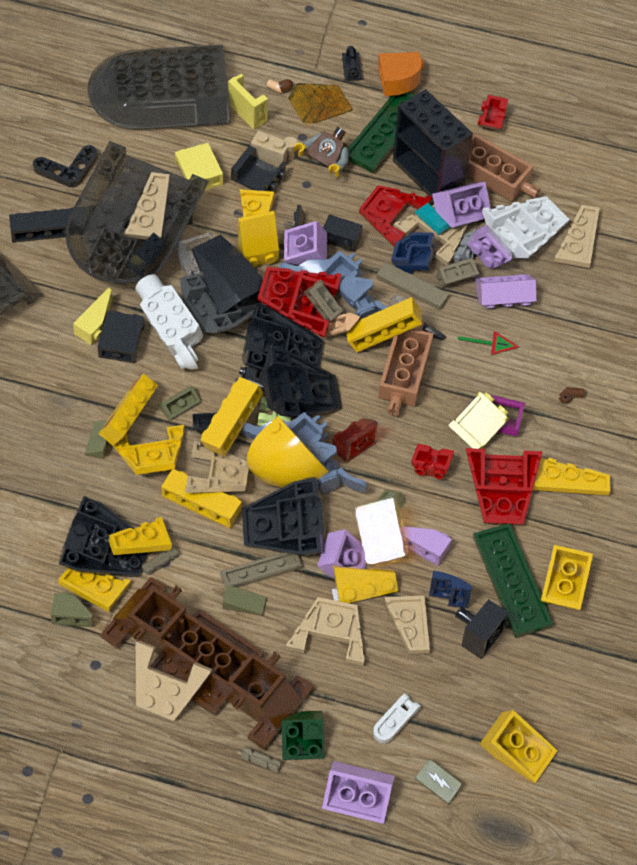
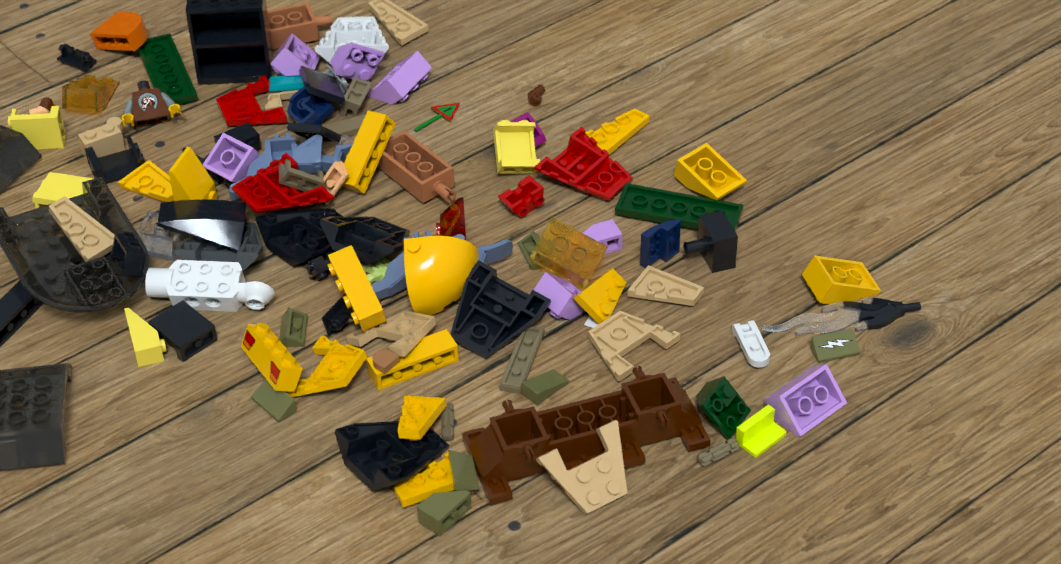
camera: 50 degrees left, 15 degrees down
(108, 600) = (463, 471): none -> olive slope
(175, 482) = (385, 360): none -> medium nougat tile
(301, 778) = (759, 432): none -> neon yellow panel
(379, 275) = (309, 130): none -> black tile
(439, 243) = (321, 85): none -> black tile
(491, 775) = (839, 316): none -> clear piece

